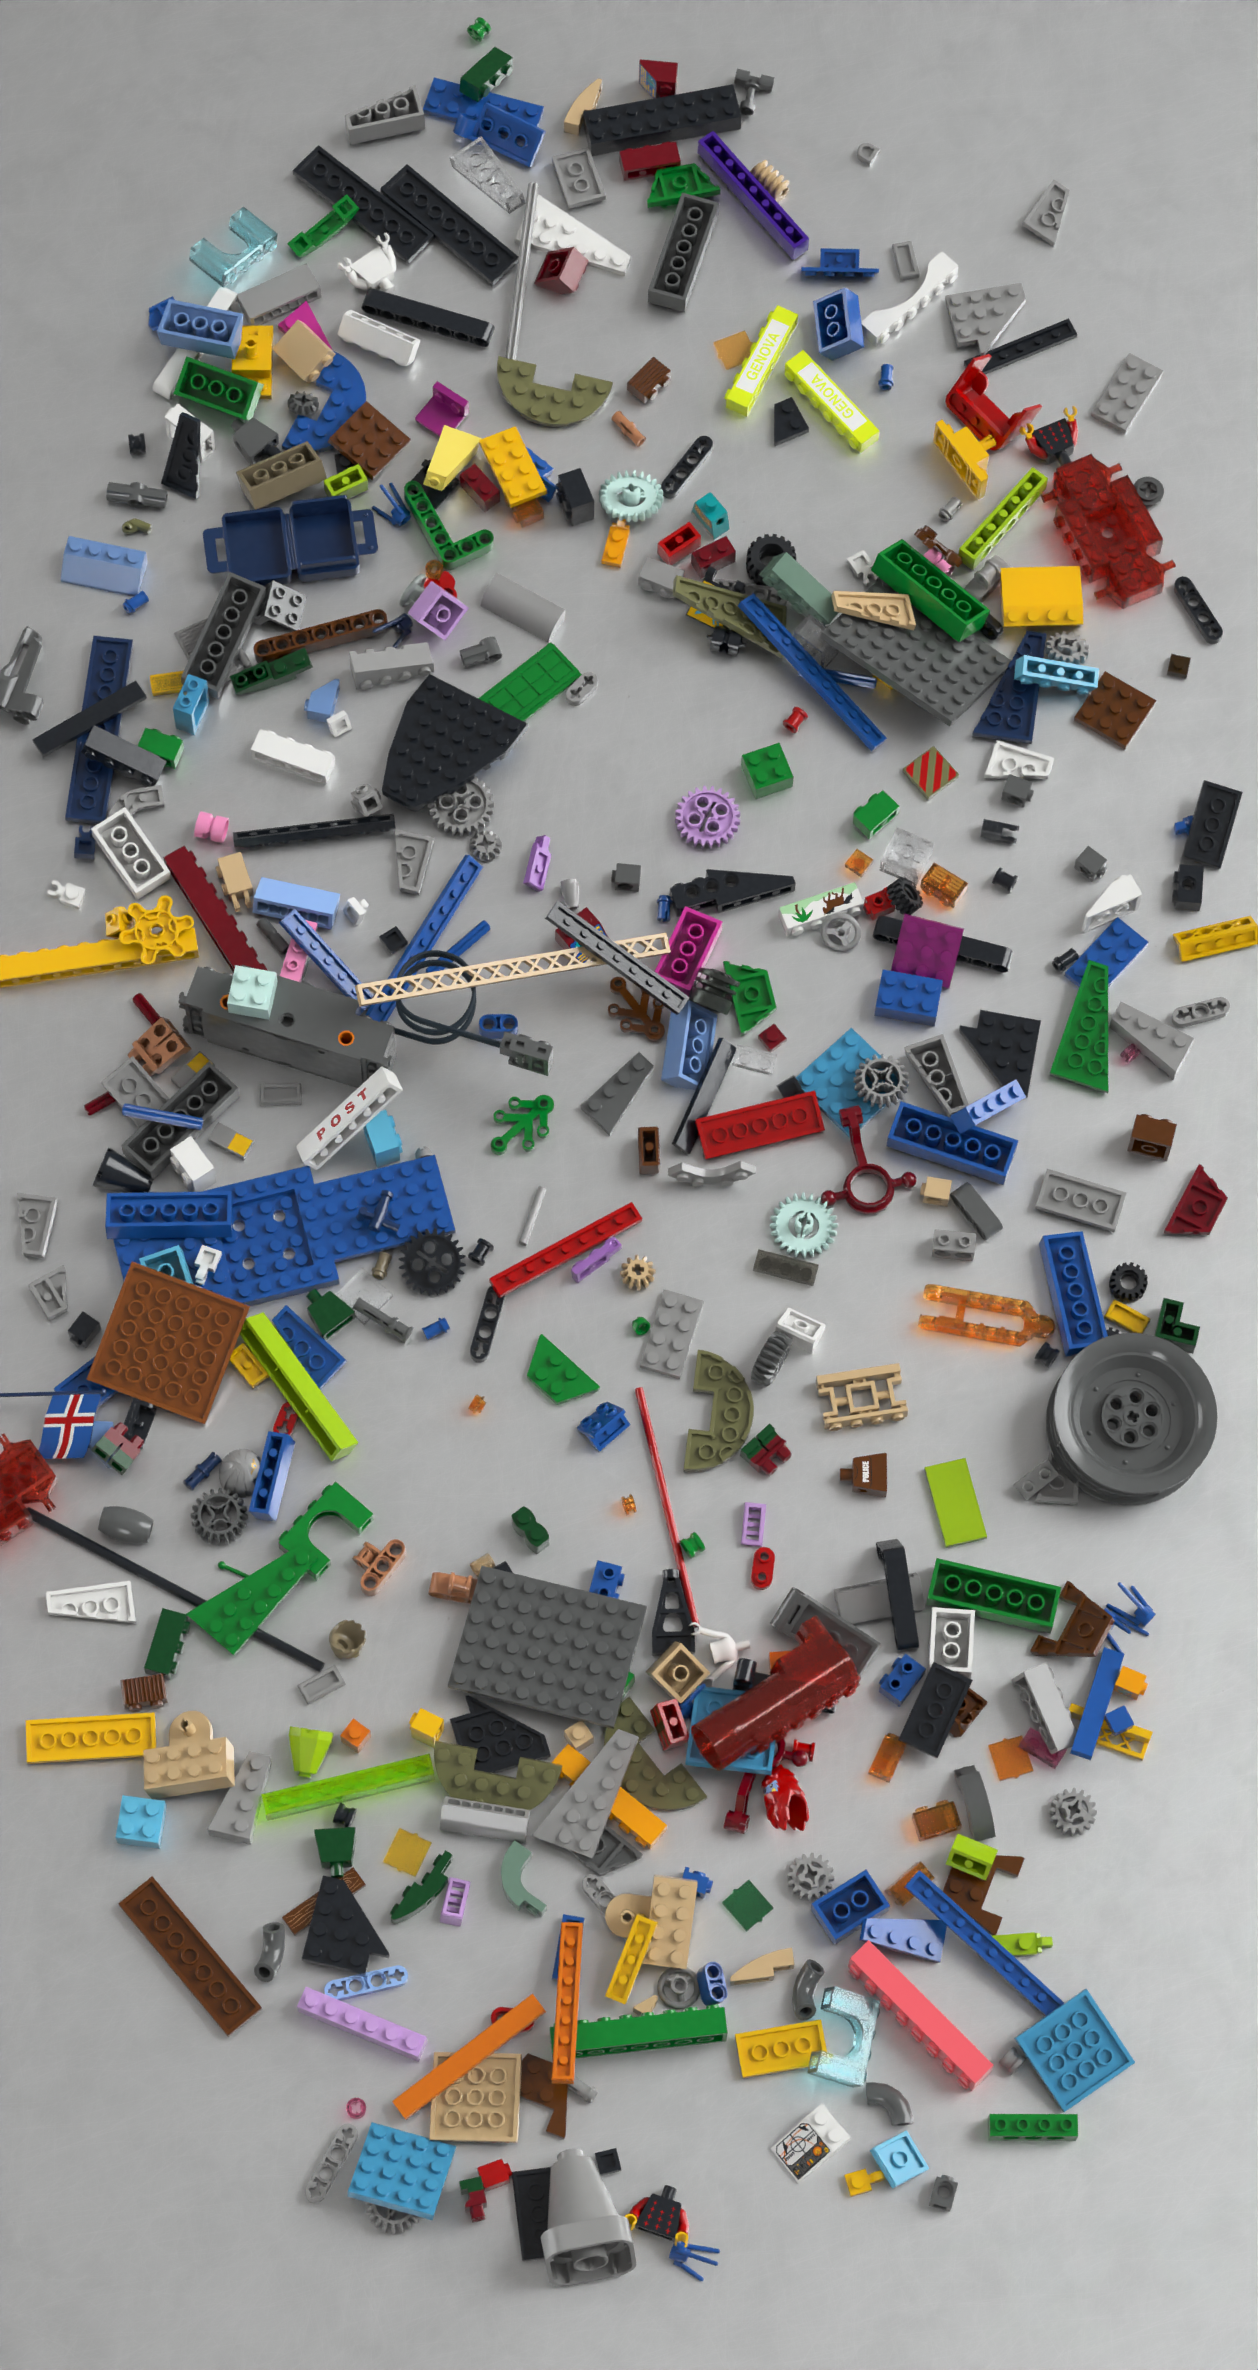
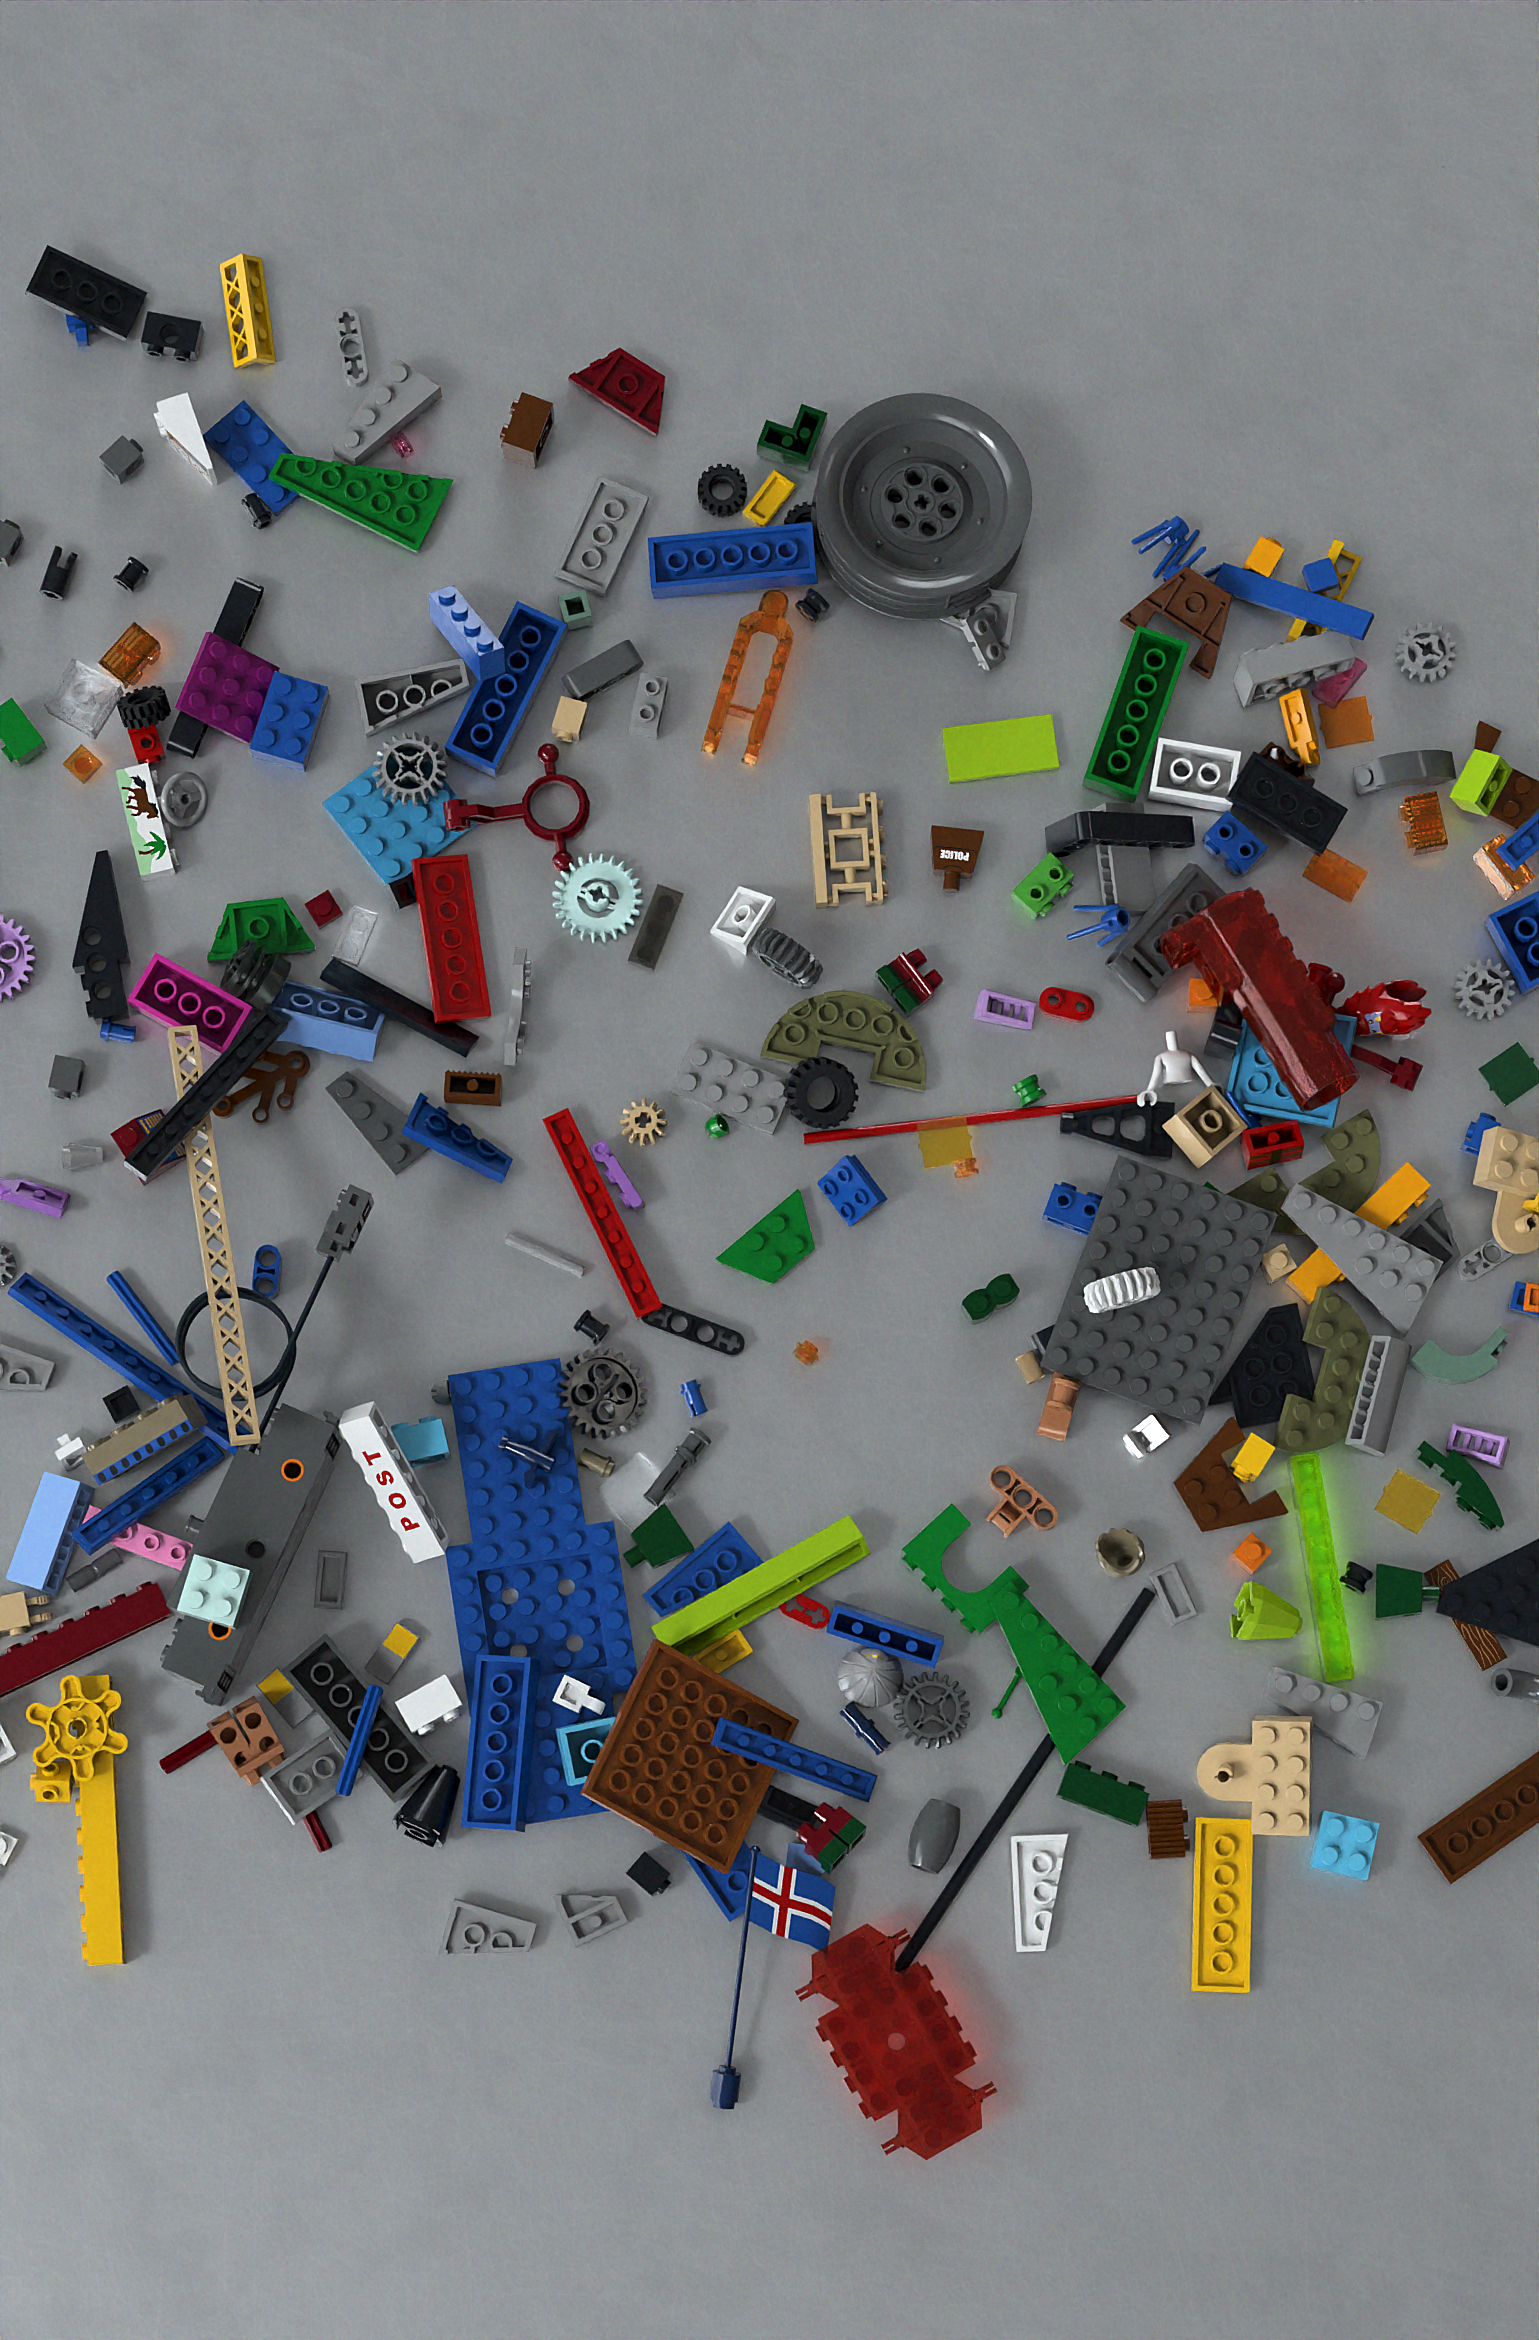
camera: 85 degrees left, 10 degrees up
(173, 1419) = (793, 1759): none -> blue tile
(365, 948) = (140, 1441): none -> dark tan brick
(395, 1708) = (1214, 1493): none -> reddish brown wing
(437, 1652) = (1146, 1436): none -> white bracket
(524, 1121) = (409, 1251): green plant -> none
(539, 1610) = (1122, 1290): none -> white gear
(613, 1132) = (457, 1142): none -> blue wing
(647, 1488) = (944, 1141): none -> clear yellow piece
(687, 1400) = (843, 1098): none -> black tyre
(827, 1589) = (1114, 920): none -> blue plant
(851, 1541) = (1042, 886): none -> bright green brick
(1000, 1722) = (1300, 726): none -> light orange hinge
(1005, 1046) = (372, 605): black wing -> none
(1019, 1185) = (575, 610): none -> sand green brick

